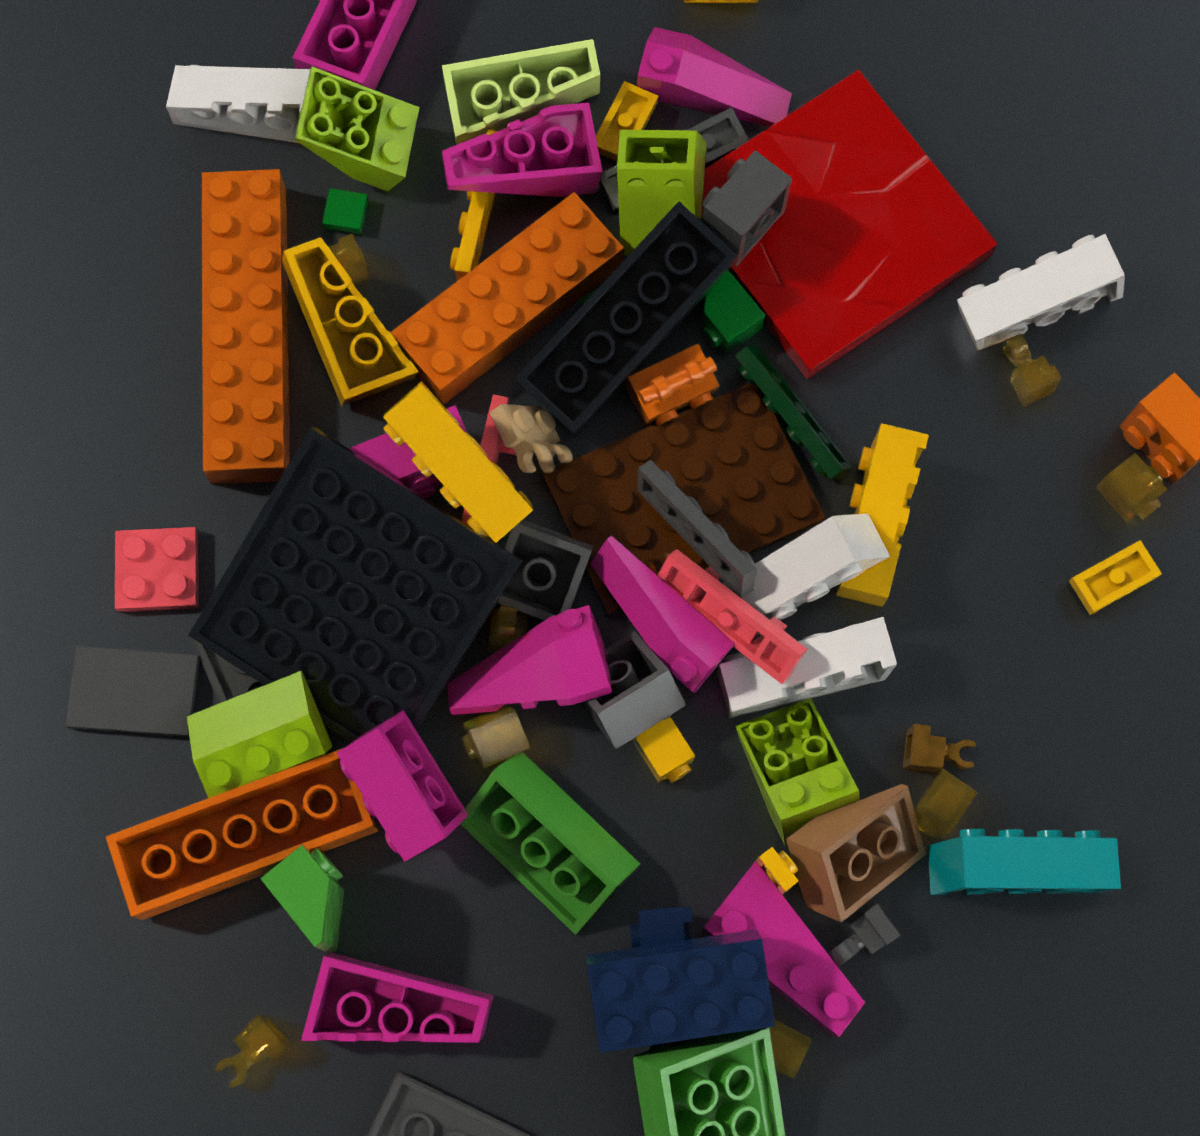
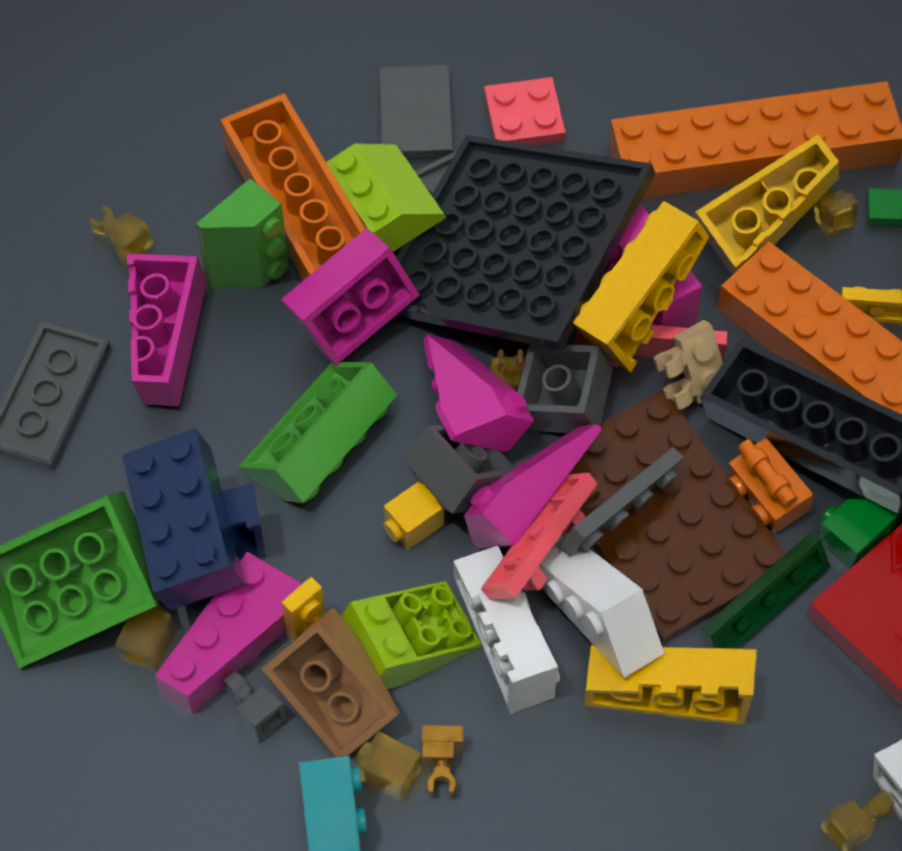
camera: 85 degrees right, 15 degrees down
(494, 736) = (406, 373): clear yellow brick -> none

